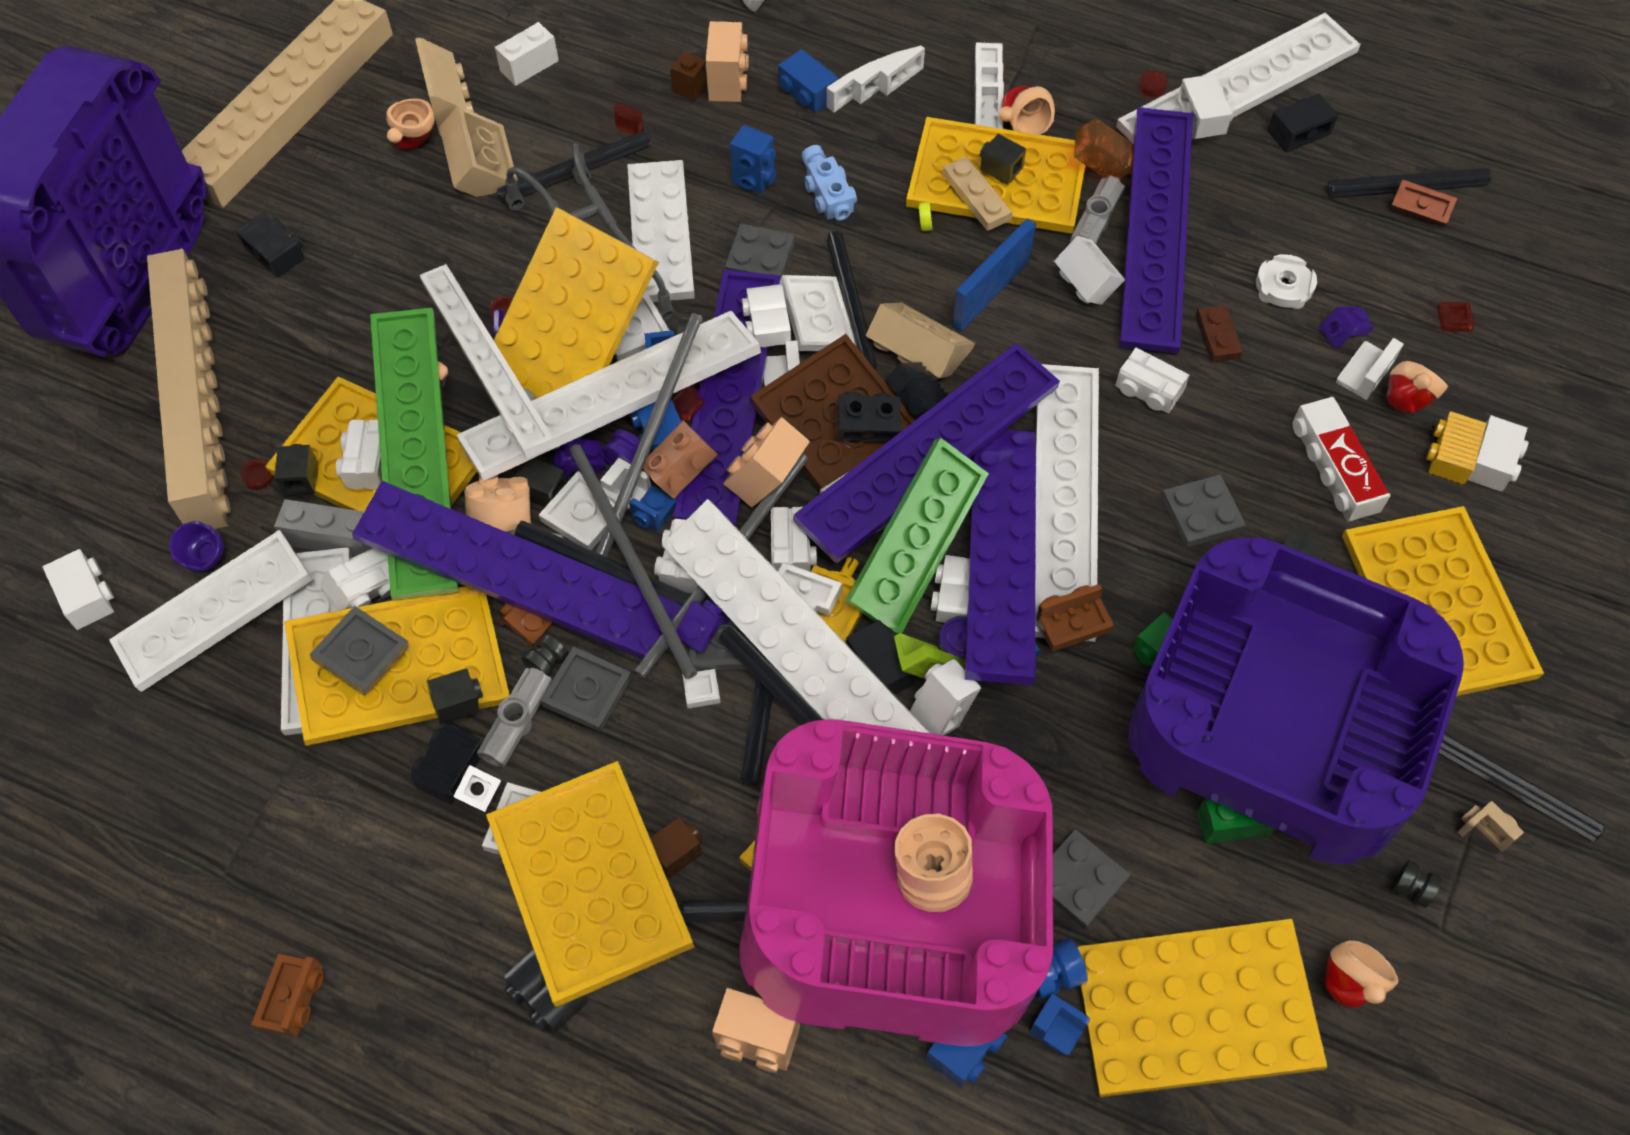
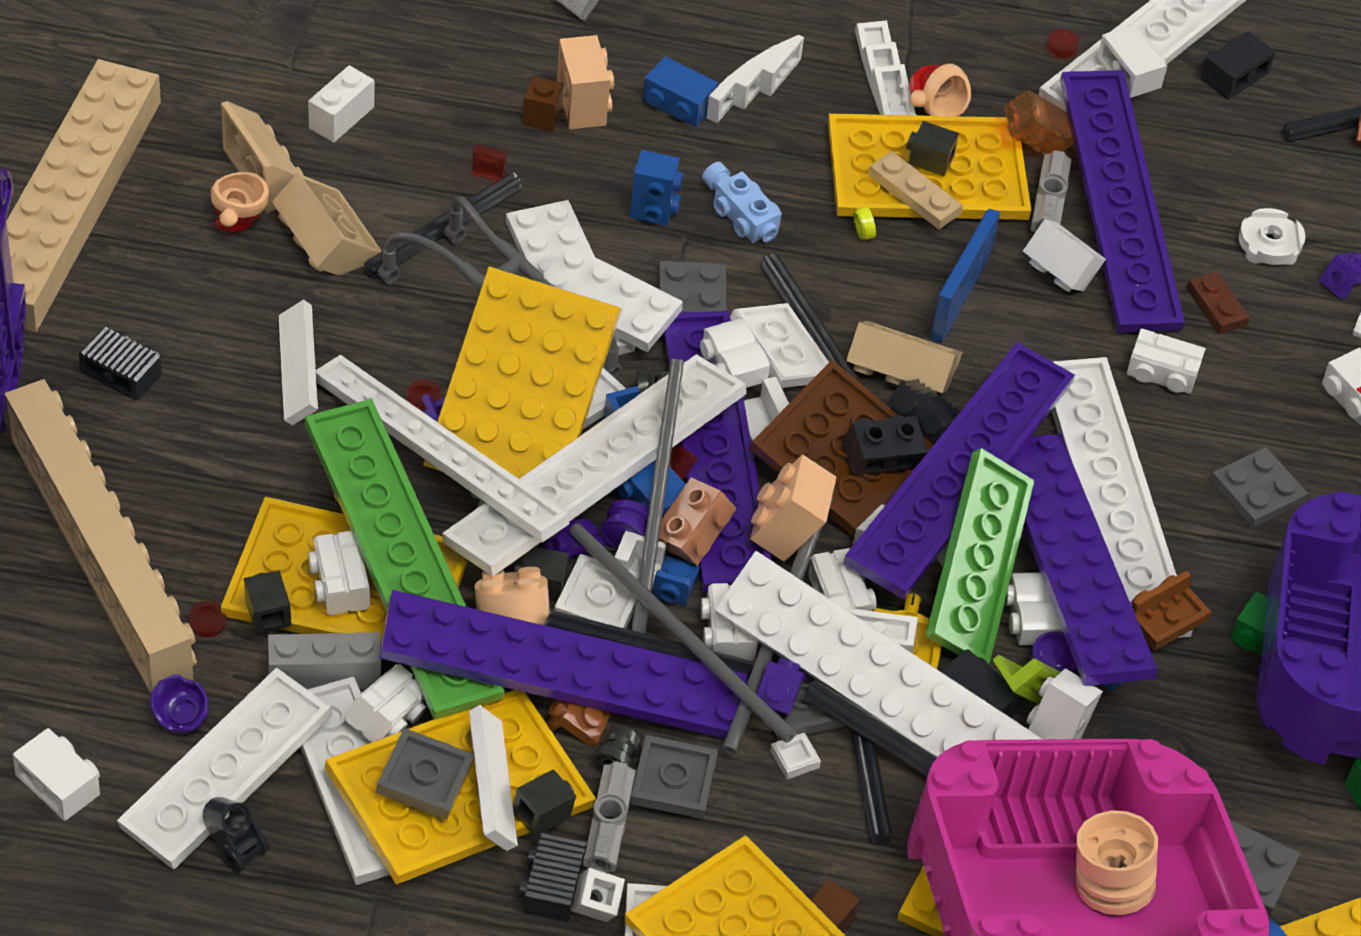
camera: 20 degrees left, 10 degrees down
(197, 675) = (238, 837): none -> black piece
(411, 264) = (298, 362): none -> white tile
(417, 665) = (493, 778): none -> white tile
(681, 249) = (644, 308): none -> white plate

